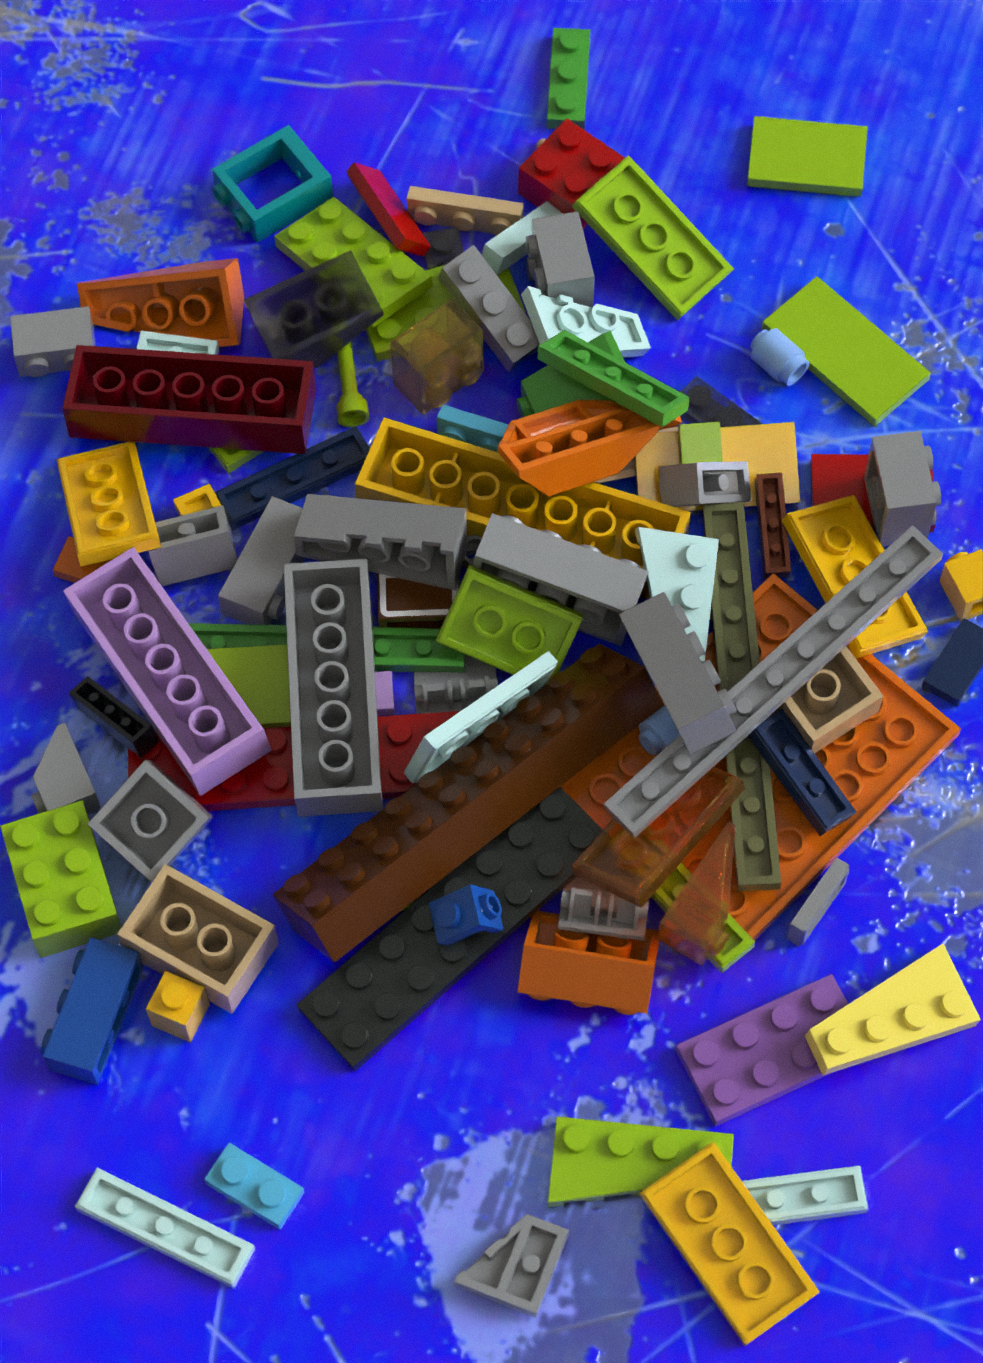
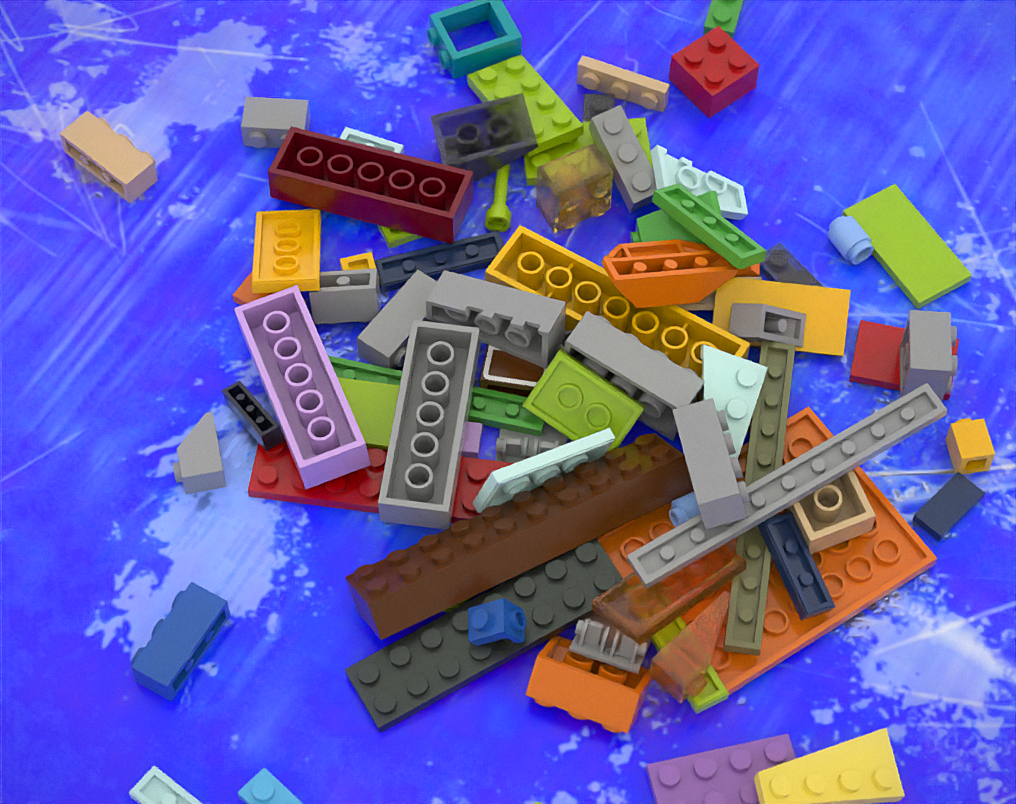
camera: 10 degrees right, 5 degrees down
(61, 879) = (180, 532): lime brick -> none
(150, 820) = (261, 499): light grey brick -> none
(177, 1006) = (248, 650): yellow brick -> none
(180, 300) = (379, 109): orange wedge -> none
(199, 937) = (278, 600): tan brick -> none
(388, 209) = (561, 71): red tile -> none
(470, 428) = (585, 245): medium azure plate -> none
(511, 243) = (663, 111): light aqua piece -> none
(560, 258) = (689, 130): light grey brick -> none
(652, 237) = (768, 129): lime tile -> none
(700, 442) = (770, 290): lime tile -> none
(772, 532) = (816, 368): copper piece -> none
(807, 156) = (907, 91): lime tile -> none
(818, 902) = (789, 673): light grey tile -> none
(835, 548) = (860, 390): yellow tile -> none

